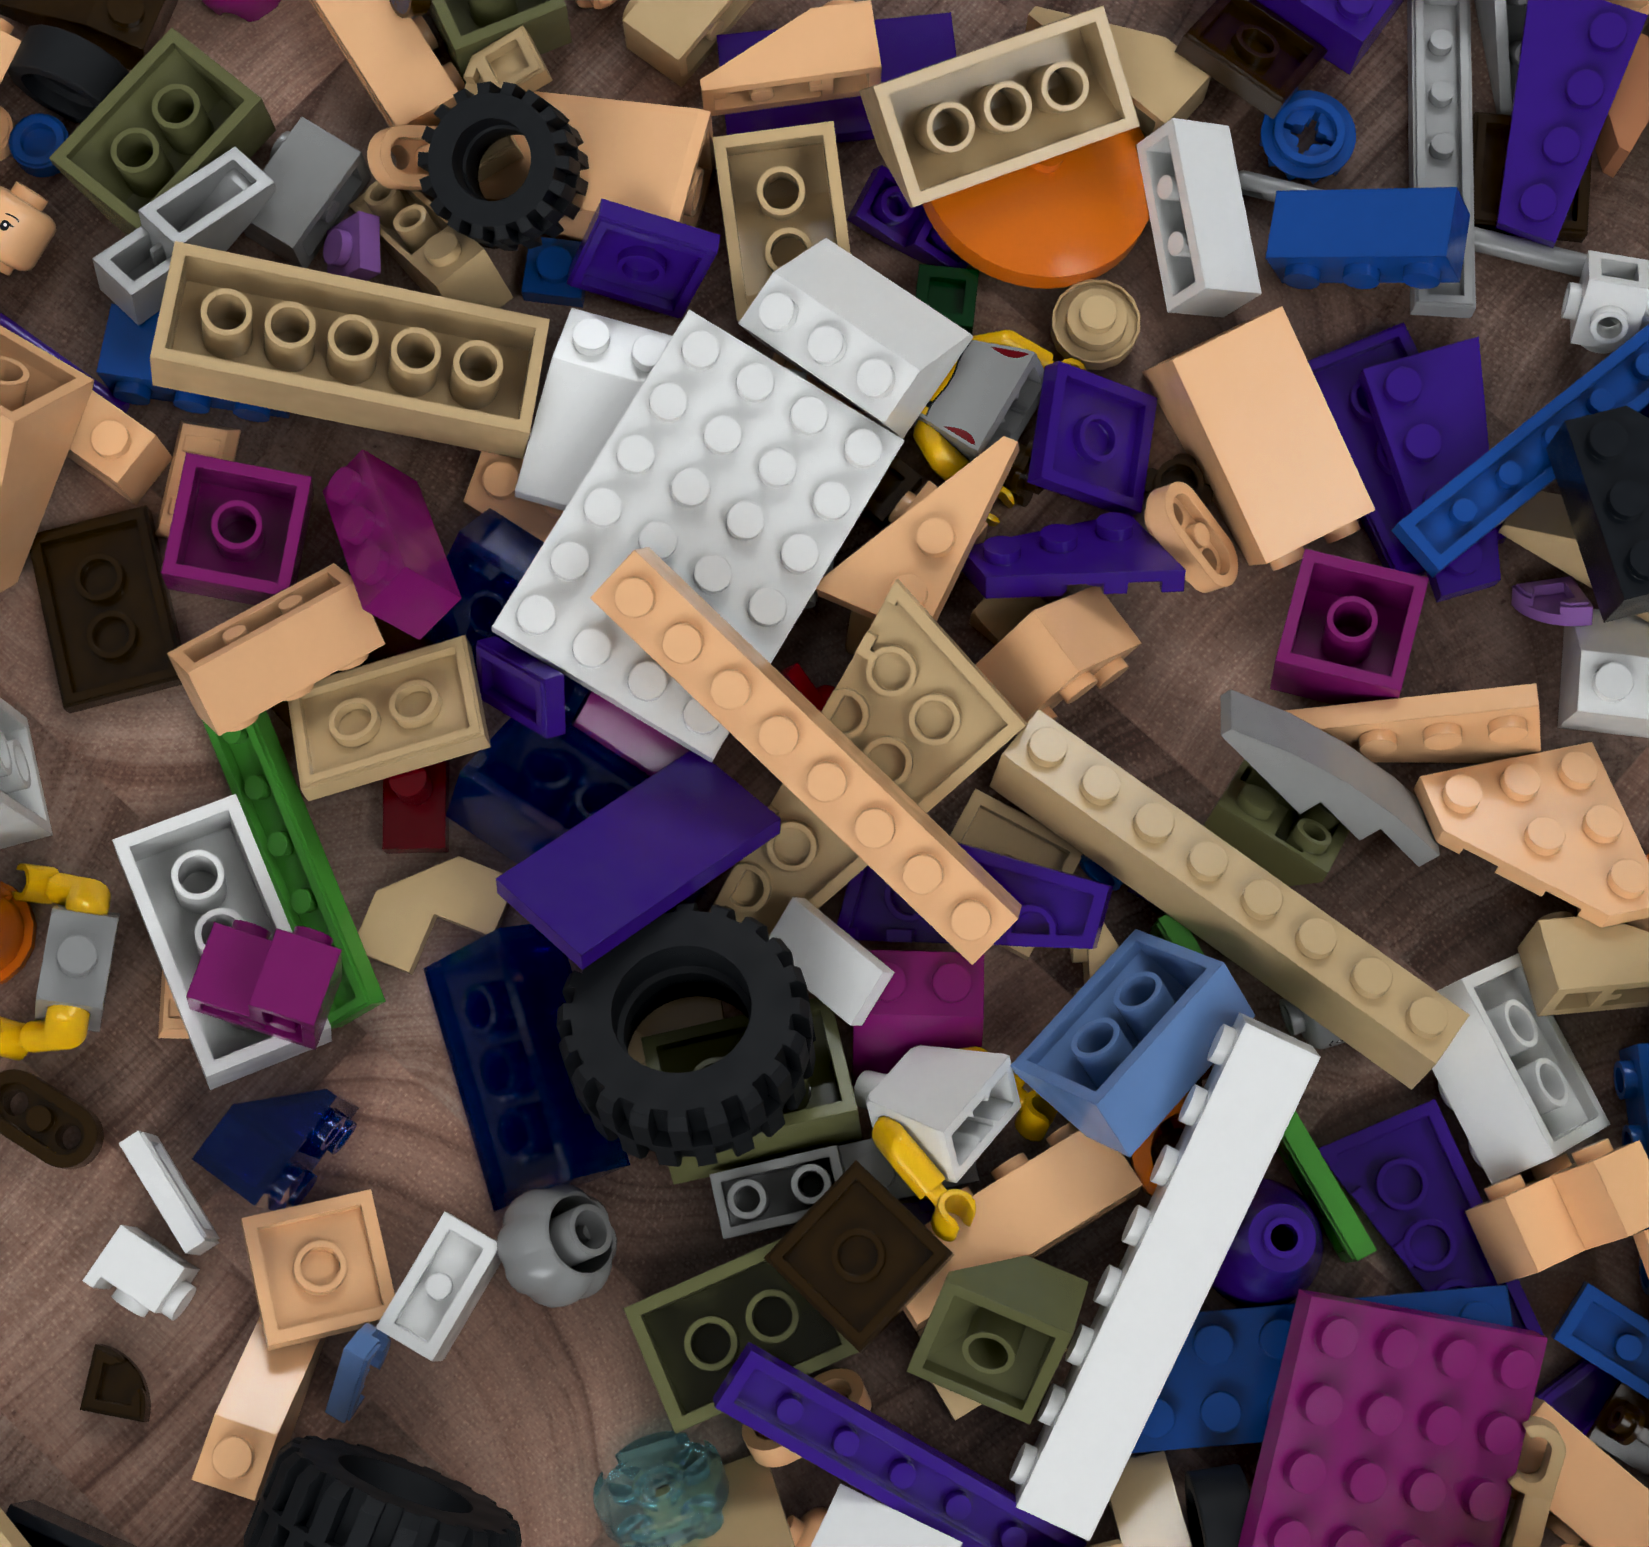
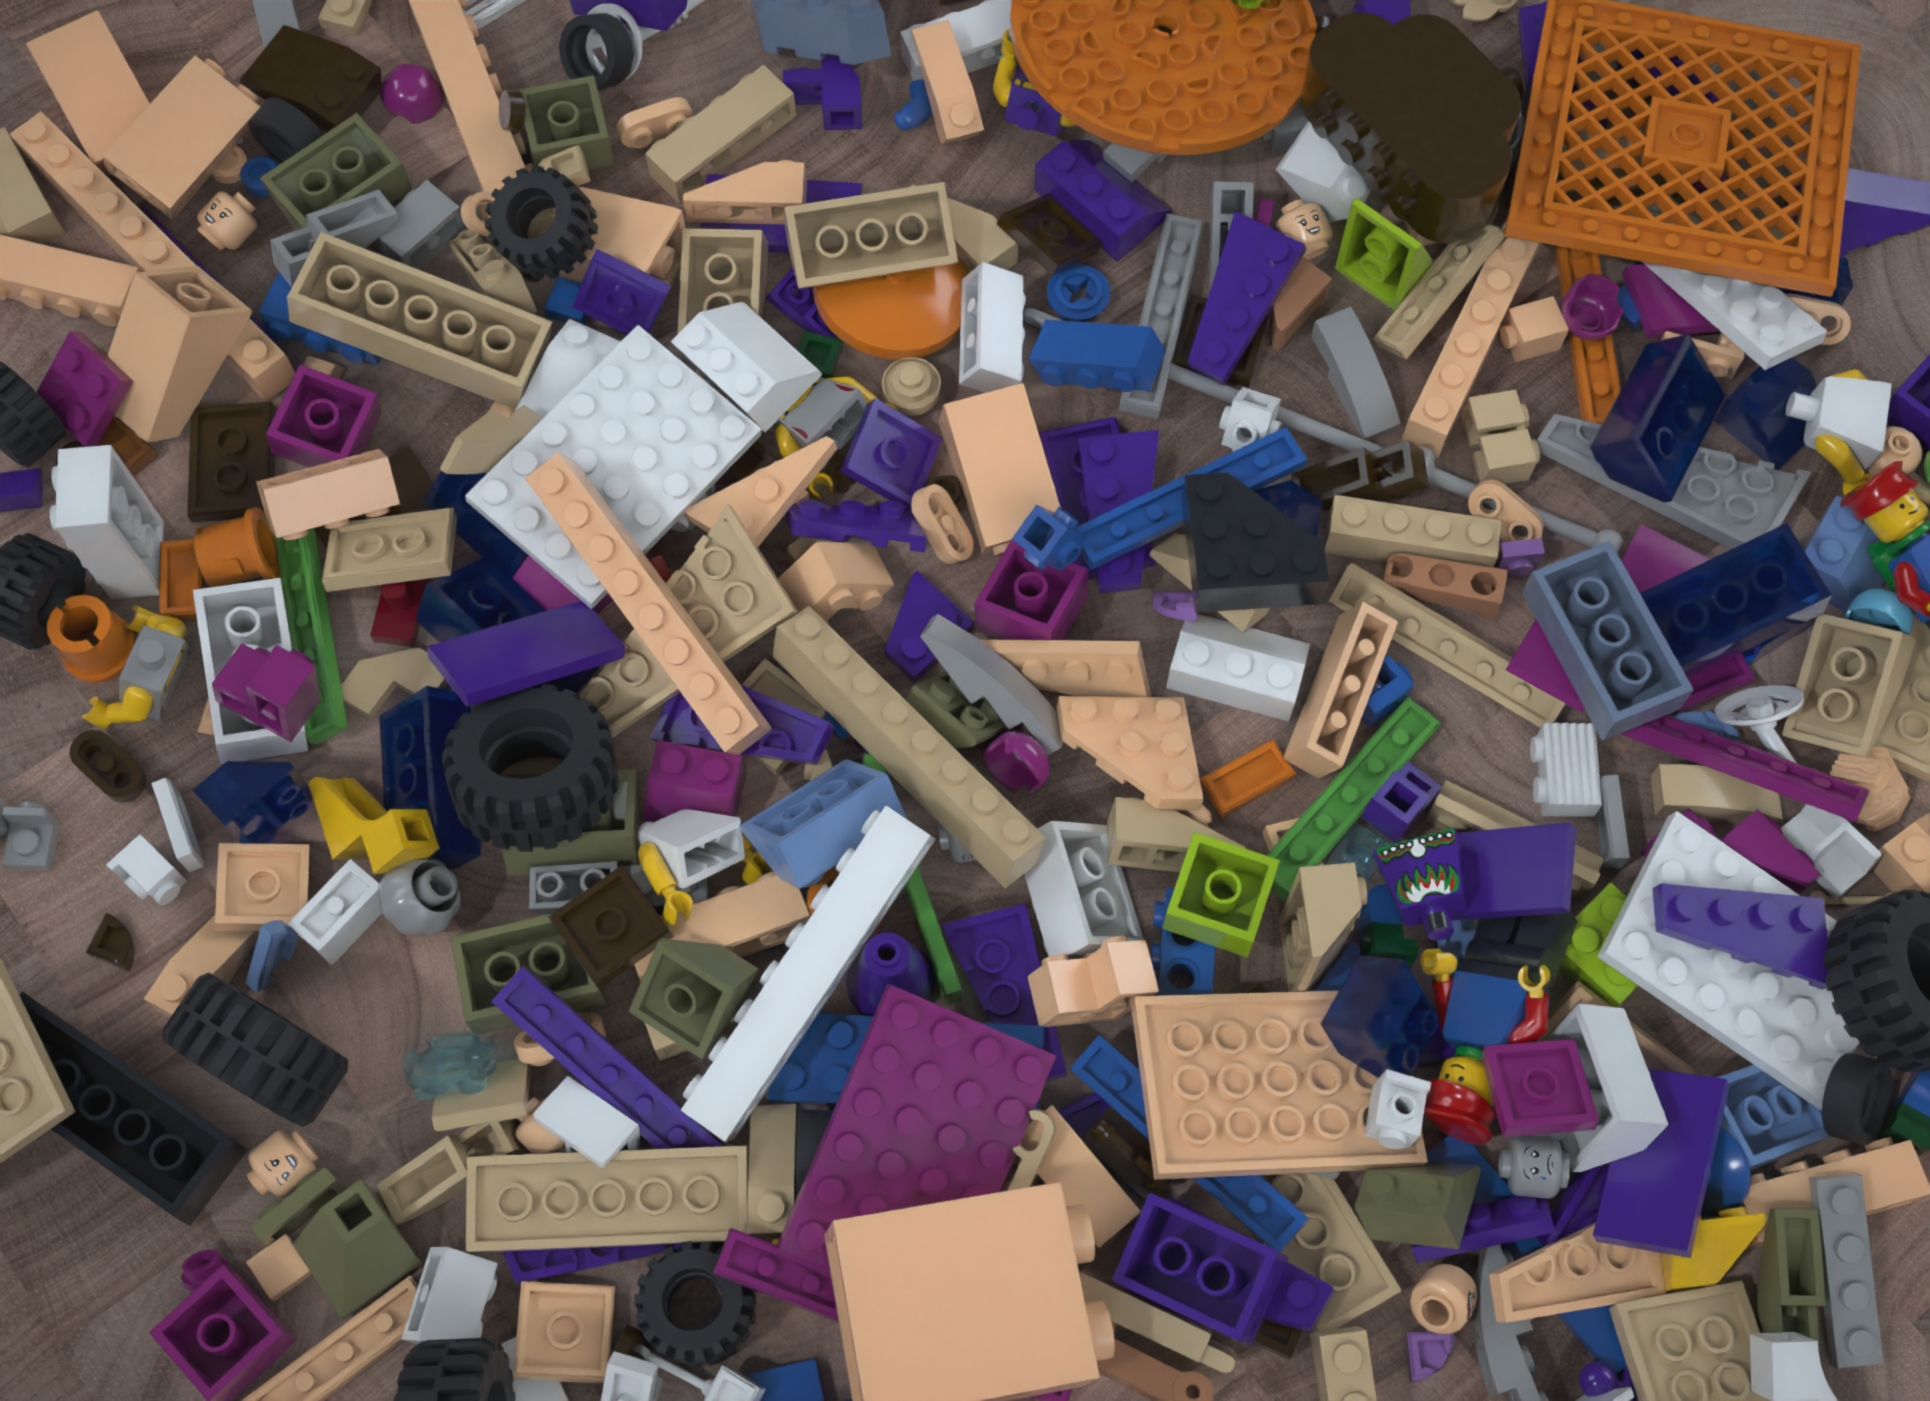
camera: 10 degrees right, 10 degrees down
(78, 807) = (178, 578): none -> orange tile
(155, 755) = (237, 550): none -> orange piece
(354, 247) = (443, 262): medium lavender plate -> none
(390, 545) = (415, 441): magenta brick -> none
(441, 1148) = (364, 830): none -> yellow arch
(514, 531) = (488, 441): none -> tan slope
(521, 686) = (479, 542): dark purple tile -> none
(832, 961) = (638, 743): white tile -> none
(1186, 694) = (919, 605): none -> dark purple wing
(1353, 549) = (1050, 538): none -> blue brick
(1379, 880) = (1017, 761): none -> magenta hair

